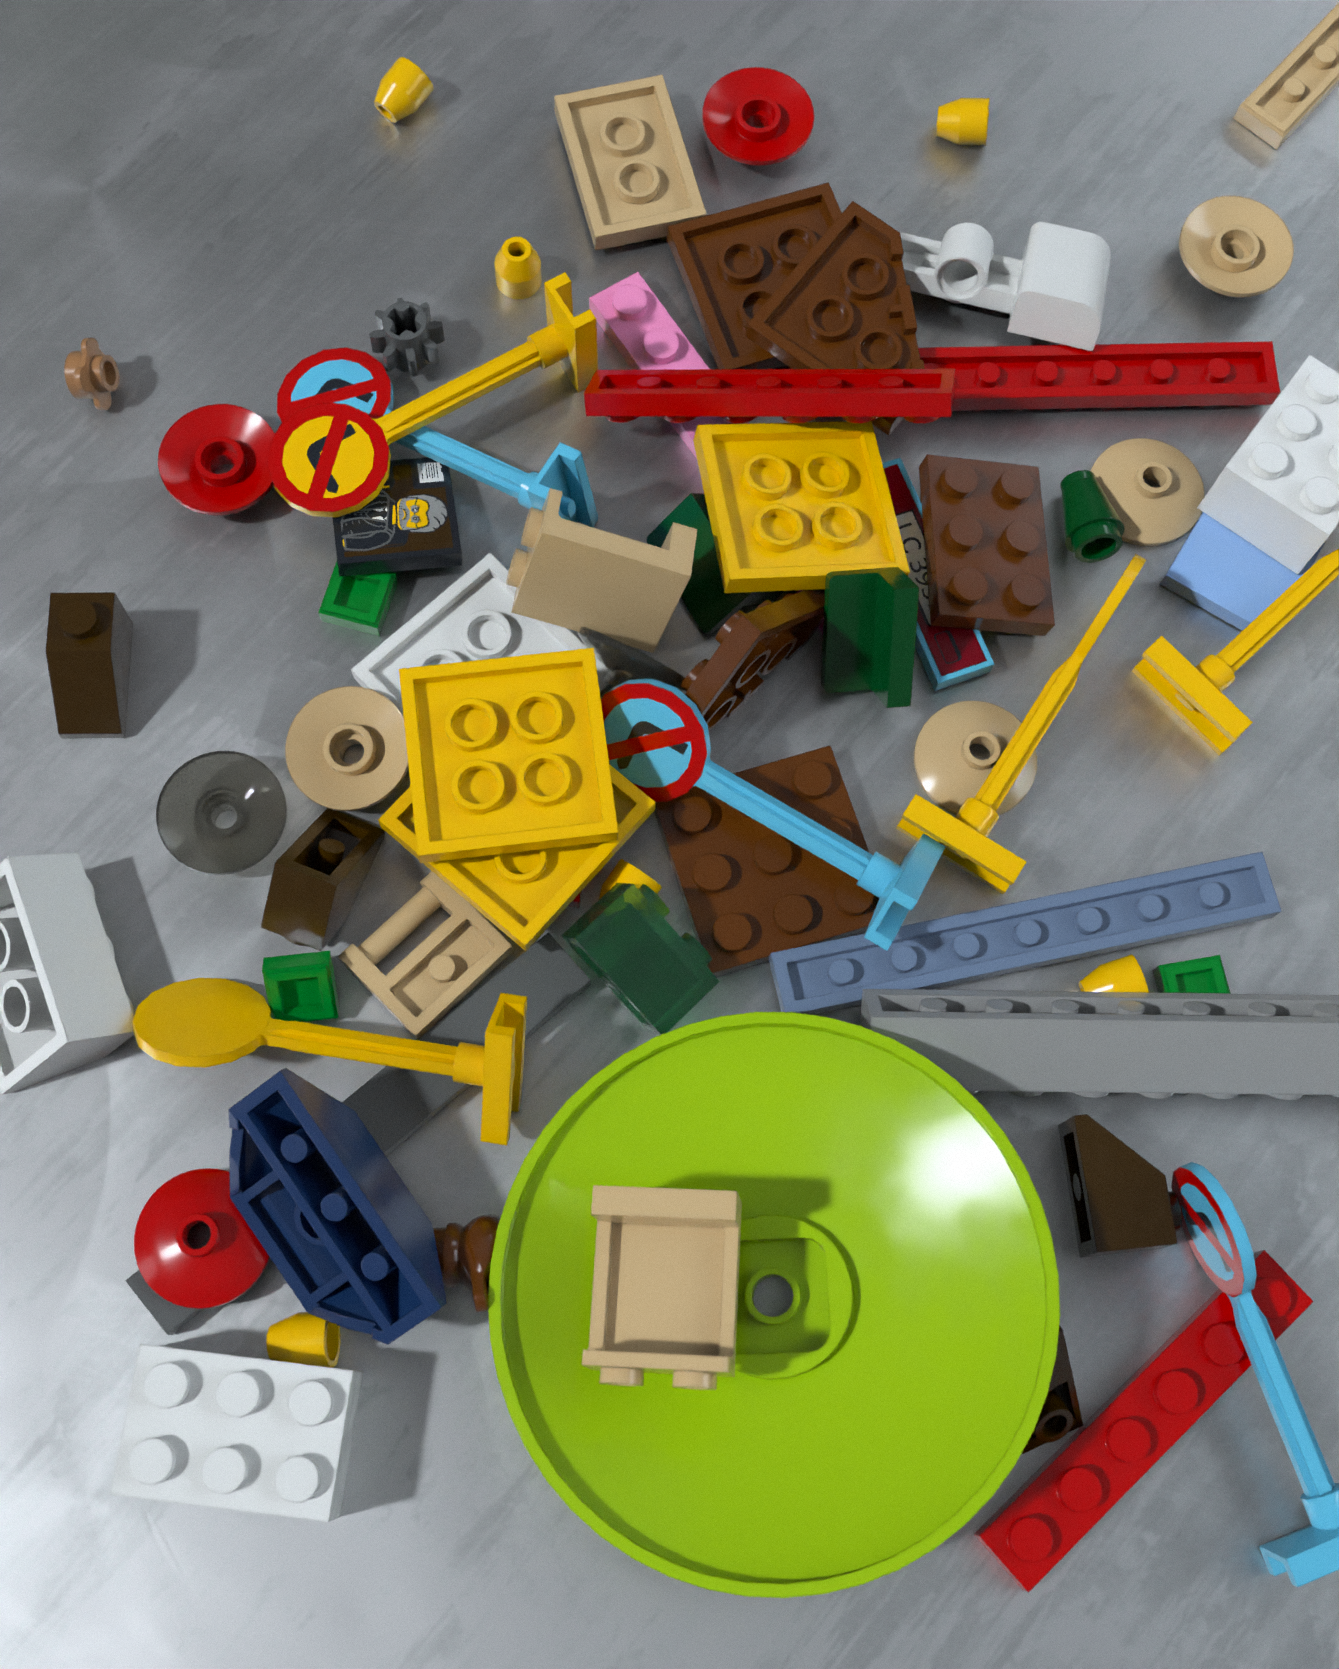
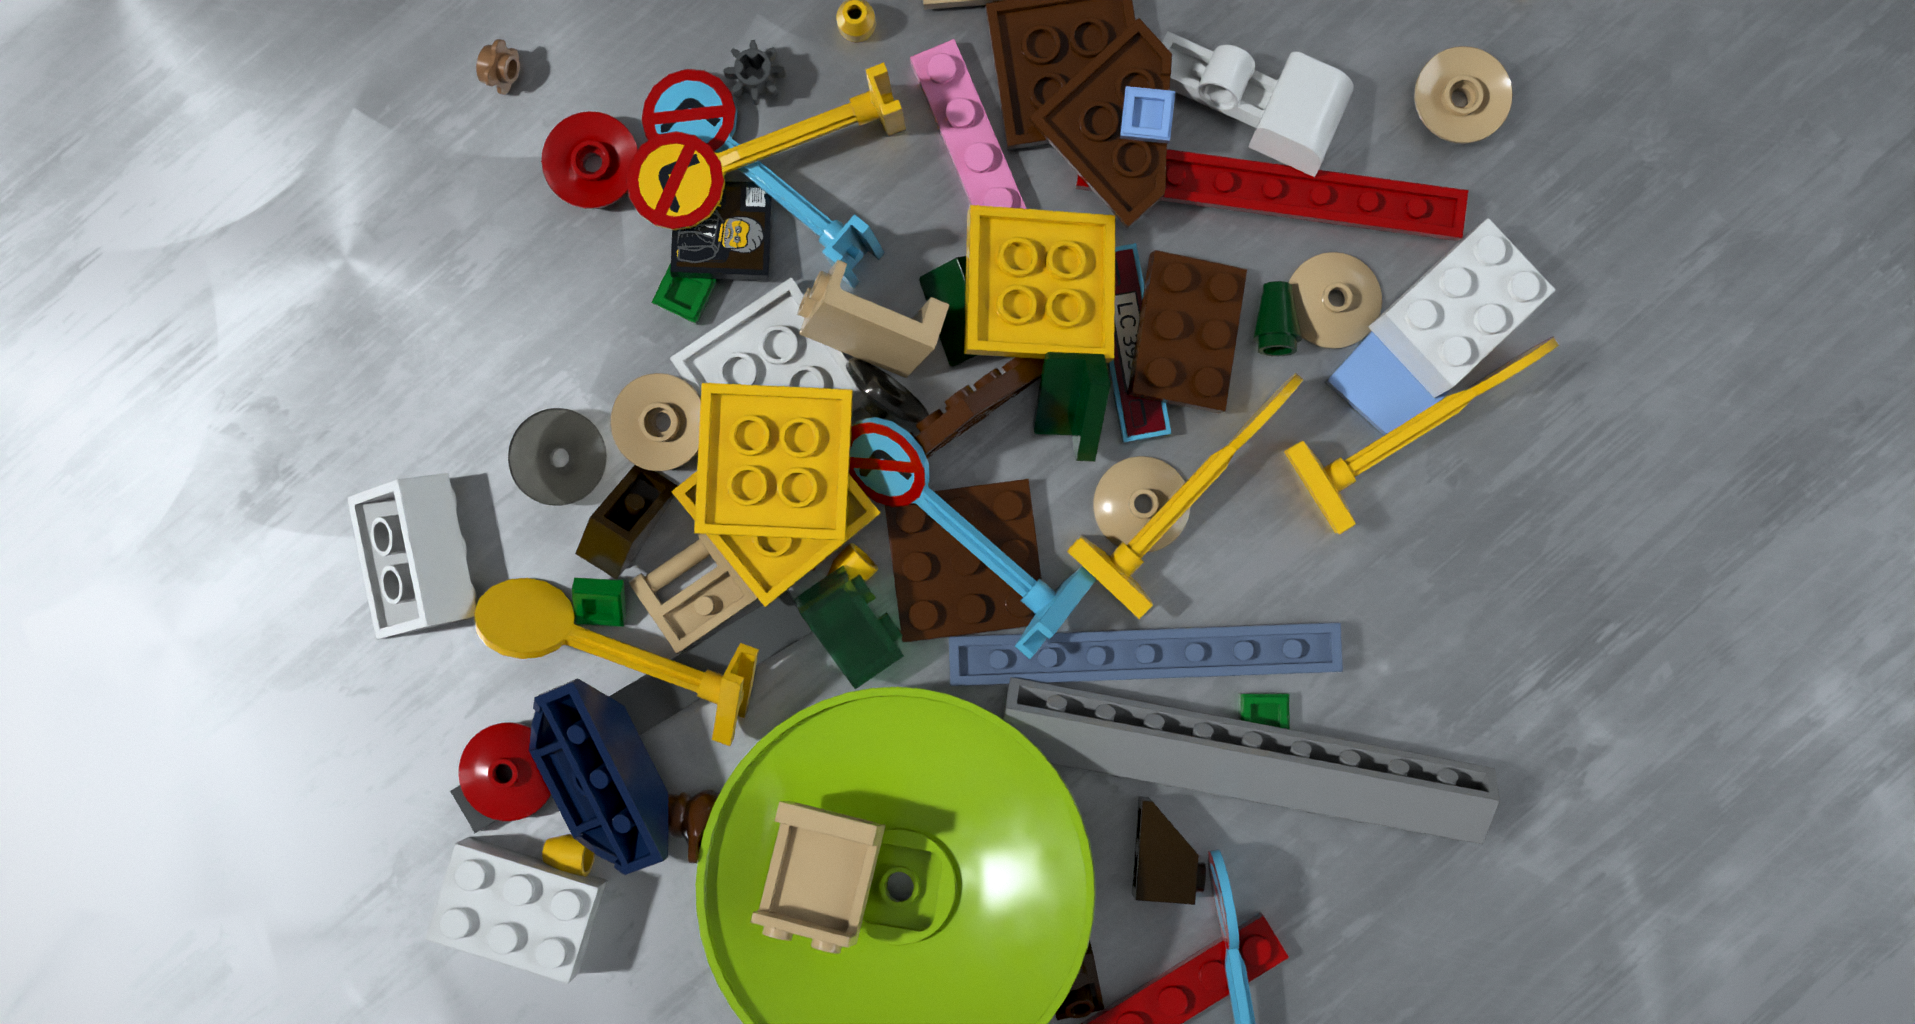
camera: 15 degrees right, 15 degrees up
(89, 663) = (471, 320): dark brown slope -> none
(783, 393) = (1035, 186): red plate -> none
(887, 296) = (1147, 114): none -> light blue tile
(1115, 976) = (1203, 699): yellow hose -> none

